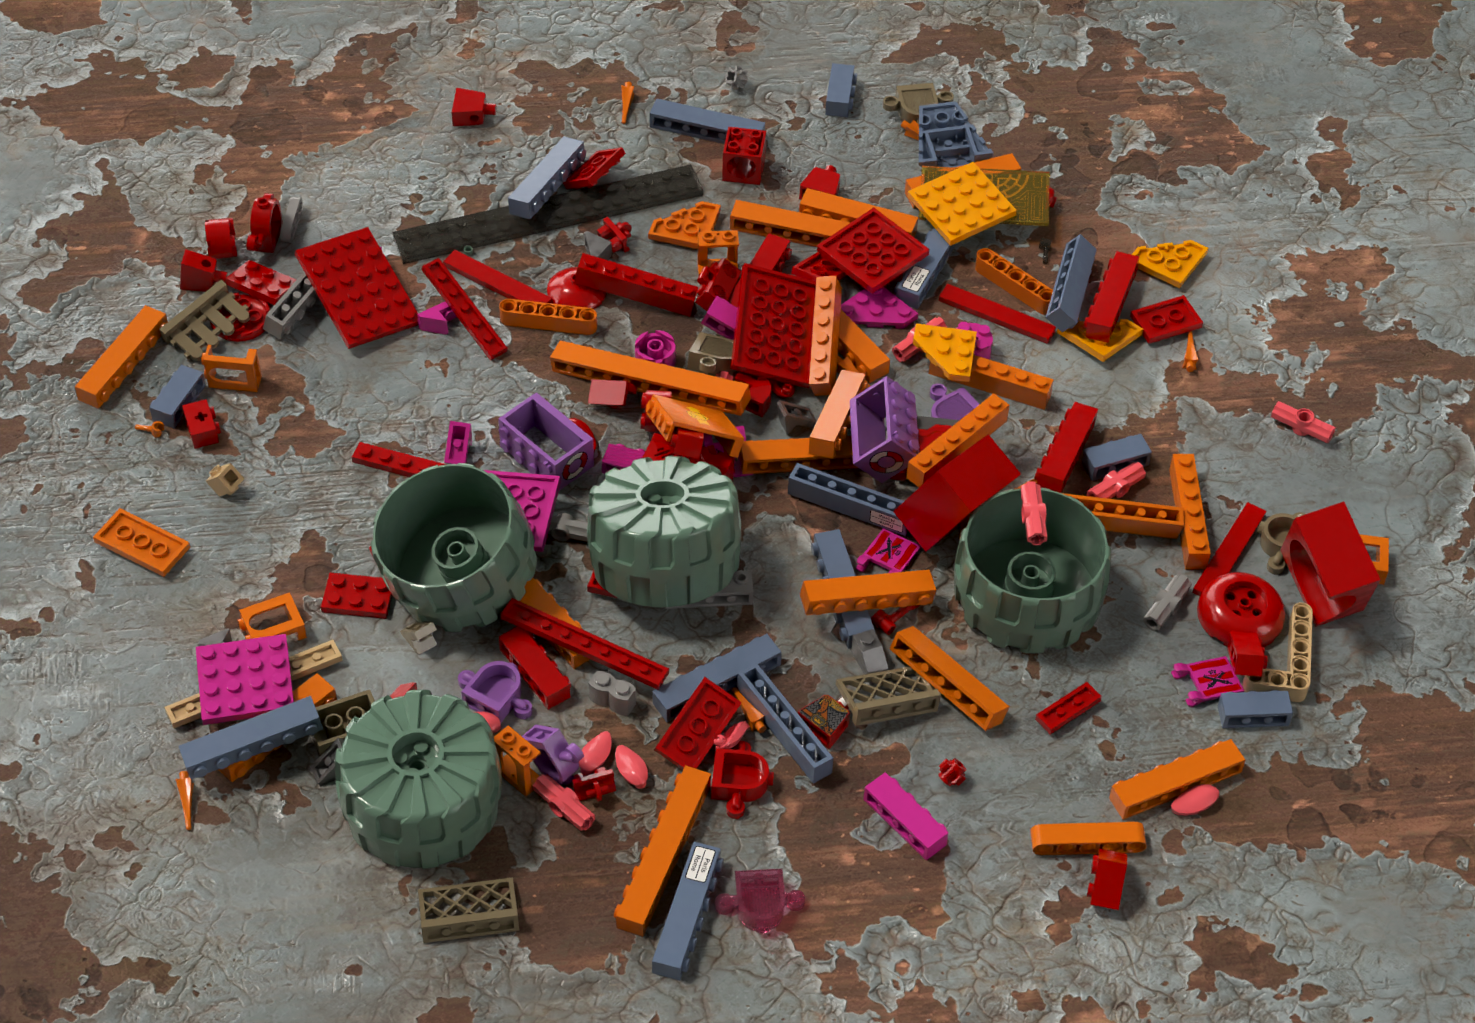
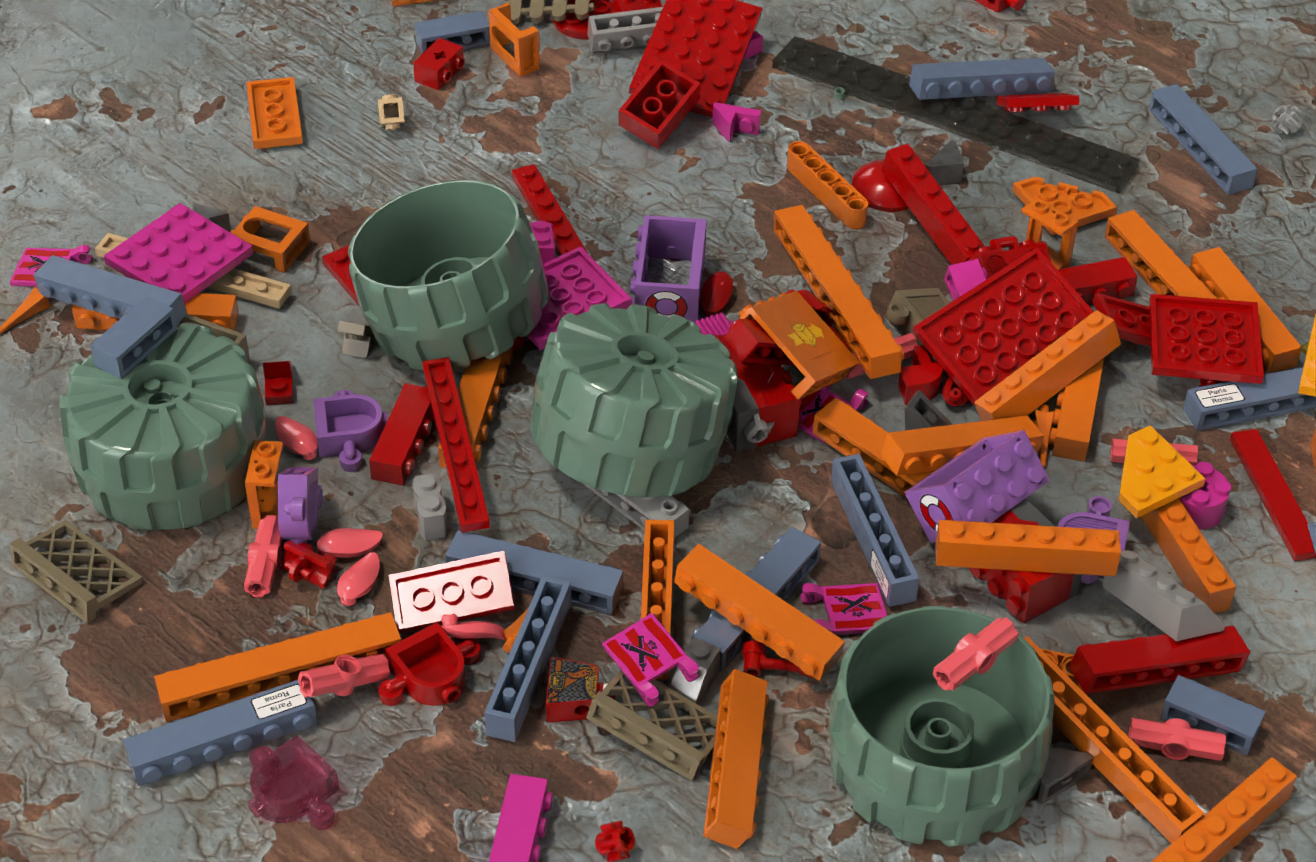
camera: 50 degrees right, 5 degrees down
(152, 762) = (34, 258): none -> dark pink flag
(156, 428) = (405, 43): orange hand -> none
(365, 736) = (133, 337): none -> sand blue brick
(391, 341) = (659, 104): none -> red brick
(458, 442) = (605, 216): dark pink slope -> none
(464, 309) = (758, 126): red tile -> none
(492, 278) = (827, 128): red tile -> none
(610, 392) = (785, 276): panel -> none
(618, 233) = (981, 164): red hips -> none
(627, 97) = (1160, 70): orange piece -> none
(656, 347) = (876, 274): dark pink brick -> none
(711, 820) = (343, 675): none -> coral piece
(744, 155) = (1195, 180): red brick -> none
(800, 632) = (658, 573): none -> orange brick
(822, 180) = (1249, 256): red torso -> none
(849, 664) = (646, 653): none -> dark pink flag
(879, 309) = (1148, 397): dark pink plate -> none
(956, 492) = (959, 574): red piece -> none
(1038, 416) = (1160, 599): none -> light grey slope

